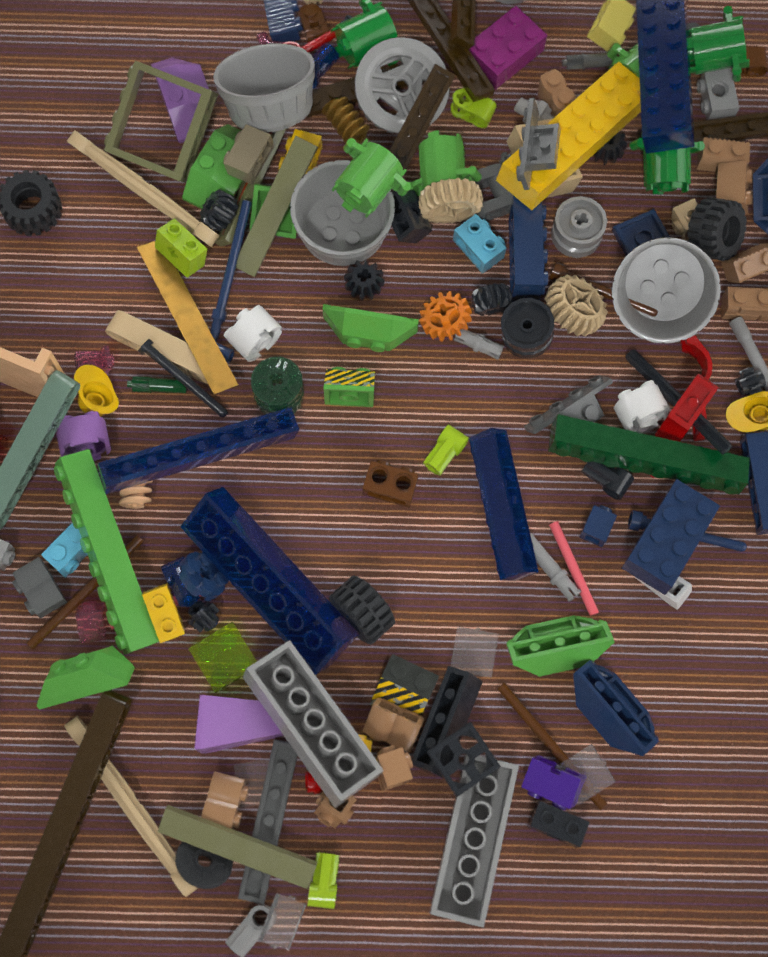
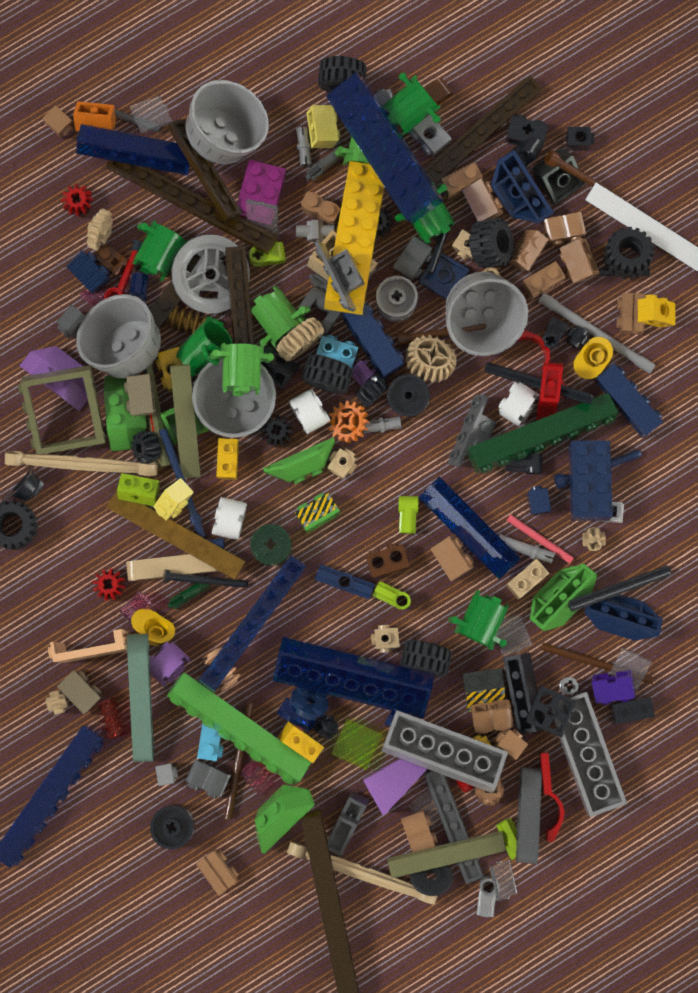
camera: 30 degrees left, 10 degrees up
(71, 177) = (26, 488): none -> black piece
(76, 329) = (115, 583): none -> red gear
(152, 737) = (346, 823): none -> dark grey slope
(208, 276) = (173, 500): none -> light yellow brick
(227, 43) = (70, 322): none -> dark grey brick
(293, 275) = (227, 459): none -> yellow brick
(331, 142) = (201, 343): none -> green container
(337, 570) = (393, 638): none -> tan brick
(339, 487) = (357, 586): none -> dark blue piece
(360, 865) = (528, 815): none -> dark grey beam
(369, 523) = (390, 595): none -> lime piece
(401, 850) = (551, 833): none -> red piece
(409, 278) = (309, 411): none -> white brick
(410, 353) = (342, 470): none -> tan brick
(451, 611) = (482, 620): none -> green container
(455, 252) = (327, 374): none -> black tyre
(463, 524) = (452, 557): none -> medium nougat brick
(493, 274) = (362, 372): none -> medium lavender tile
(494, 59) = (263, 216): none -> clear piece
(501, 740) = (573, 682): none -> light grey bush
(531, 600) = (527, 579): none -> tan brick
(579, 33) = (304, 147): none -> light grey pin
(623, 200) = (413, 258): none -> dark grey brick
(629, 674) = (619, 588): none -> black axle
(634, 604) = (594, 539): none -> tan gear
(654, 207) = (437, 253): none -> black bar
(728, 361) = (554, 332): none -> black piece

